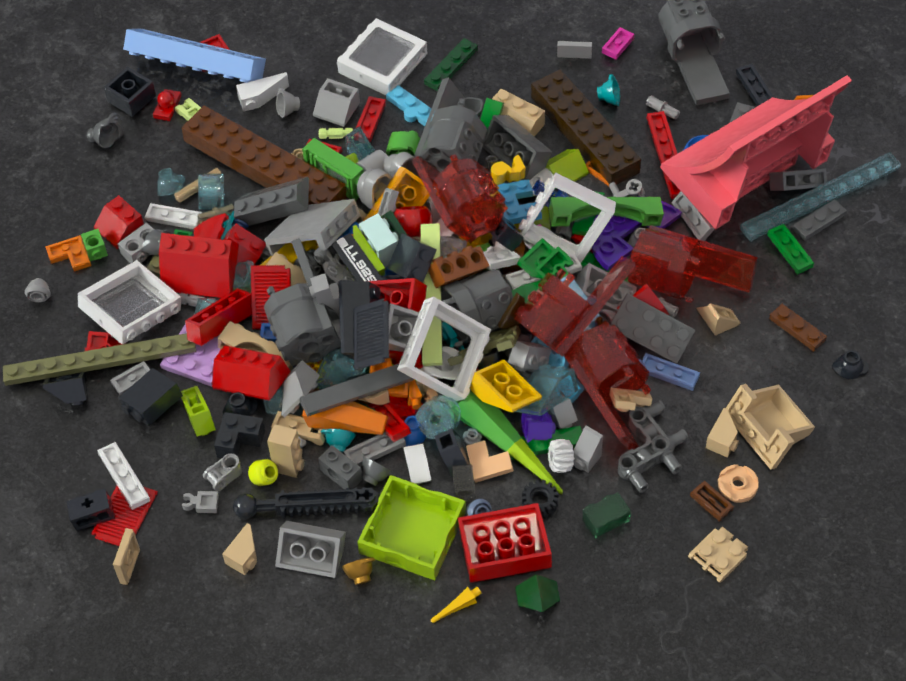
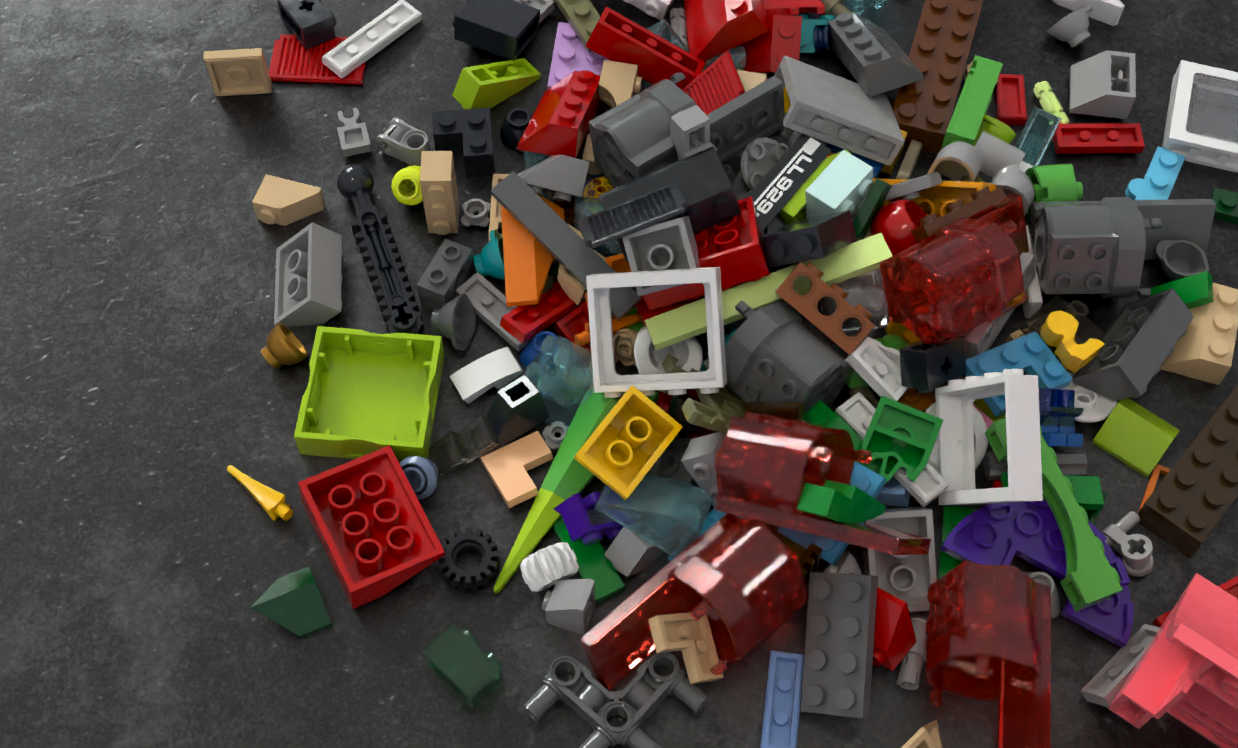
camera: 70 degrees right, 5 degrees up
(423, 185) = (981, 200): none -> reddish brown plate
(588, 290) = (839, 503): none -> green slope

